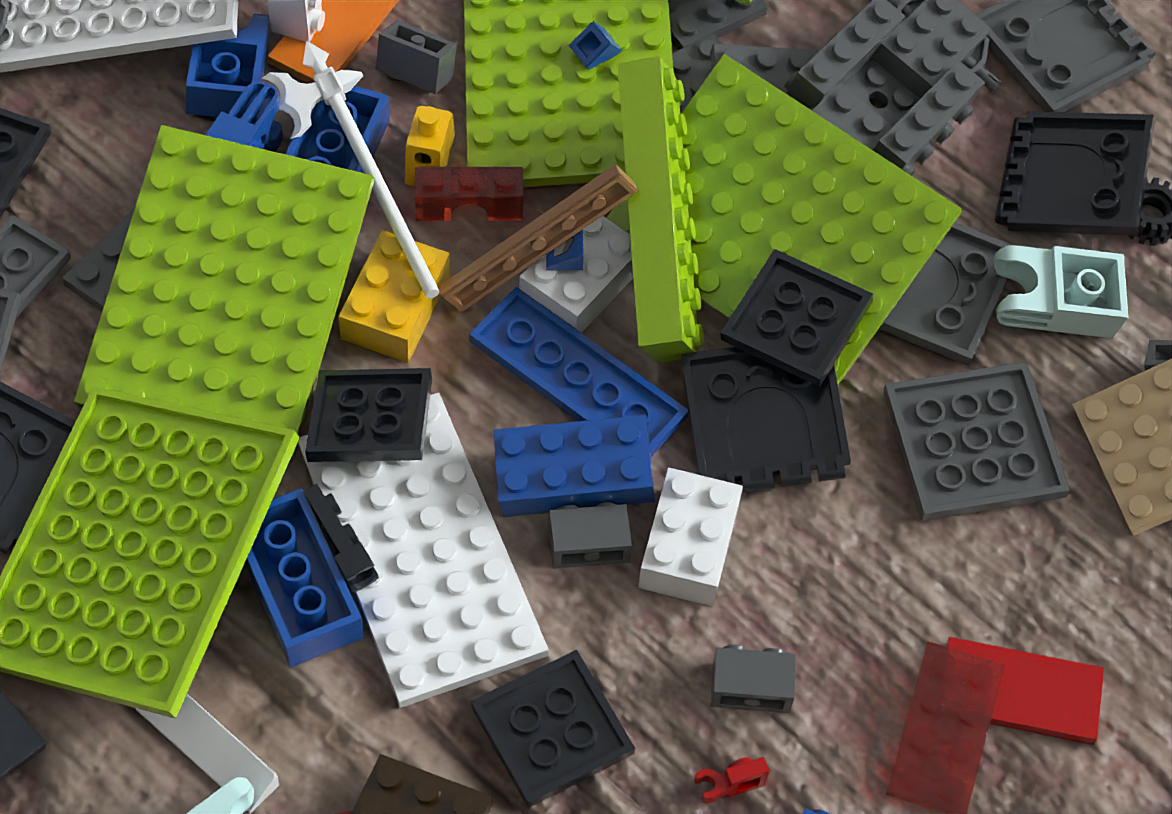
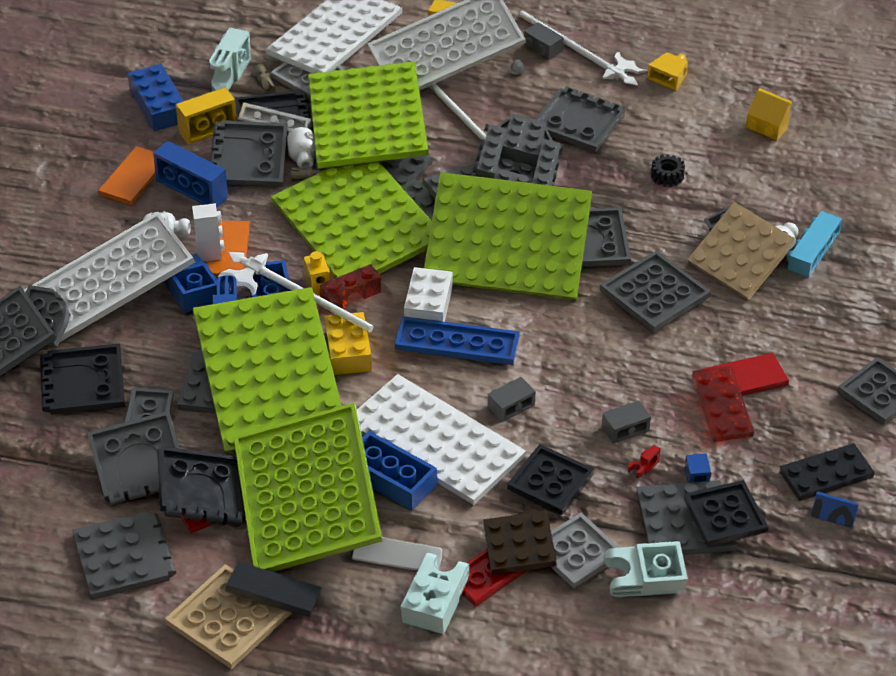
camera: 25 degrees left, 15 degrees down
(352, 557) = (413, 446): black plate -> none
(369, 415) = (376, 391): black plate -> none
(415, 56) = (282, 242): dark grey brick -> none
(538, 238) = (405, 284): medium nougat tile -> none
(567, 255) = (420, 285): blue slope -> none
(573, 465) = (485, 370): blue brick -> none
(594, 46) = (367, 201): blue slope -> none
(659, 210) = (454, 249): lime brick -> none
(690, 537) = (557, 379): white brick -> none
(762, 421) = (556, 318): black hinge -> none
(797, 317) = (546, 268): black plate -> none
(1064, 290) = (653, 213): light aqua brick -> none
(1076, 173) = (624, 167): black hinge -> none

